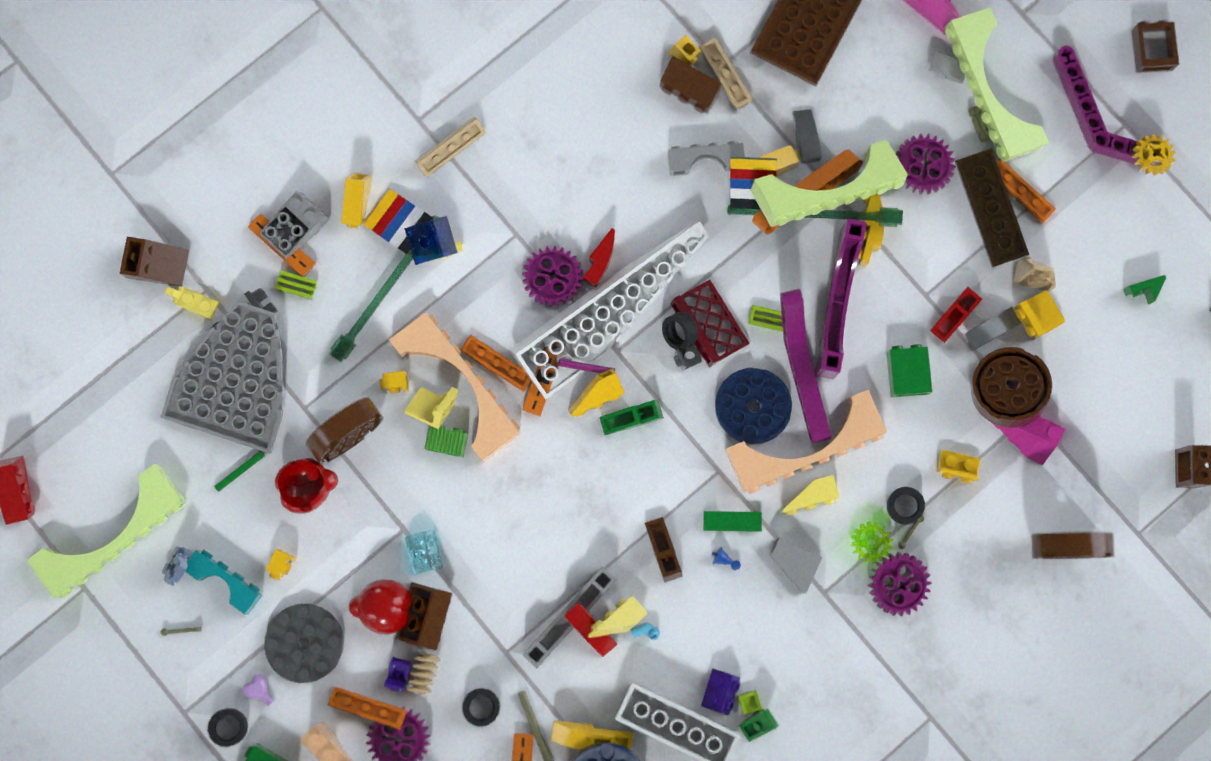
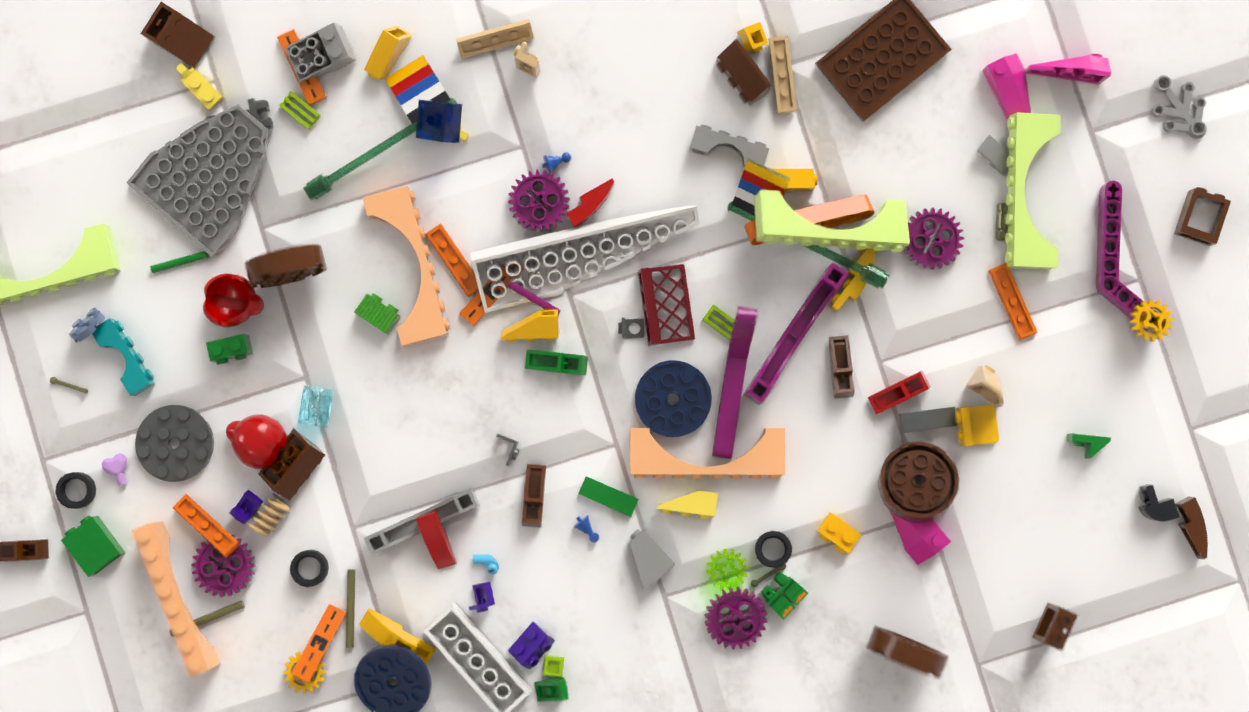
camera: 25 degrees right, 5 degrees up
(279, 564) = (181, 362): yellow brick -> none
(320, 531) = (228, 348): none -> green brick
(394, 382) = (352, 238): yellow brick -> none
(431, 407) = (376, 276): light yellow bracket -> none
(488, 156) = (525, 61): none -> tan bracket
(550, 236) = (552, 162): none -> blue piece
(621, 619) = (468, 543): light yellow slope -> none
(628, 515) = (514, 452): none -> dark grey bracket
(656, 664) = (483, 596): none -> dark purple bracket
(688, 325) = (643, 301): black tyre -> none
(807, 136) = (833, 166): dark grey slope -> none
(894, 313) = (841, 367): none -> reddish brown slope
(909, 371) = (831, 426): green brick -> none
(938, 536) = (776, 599): none -> green hips
(991, 208) = (977, 306): dark brown plate -> none

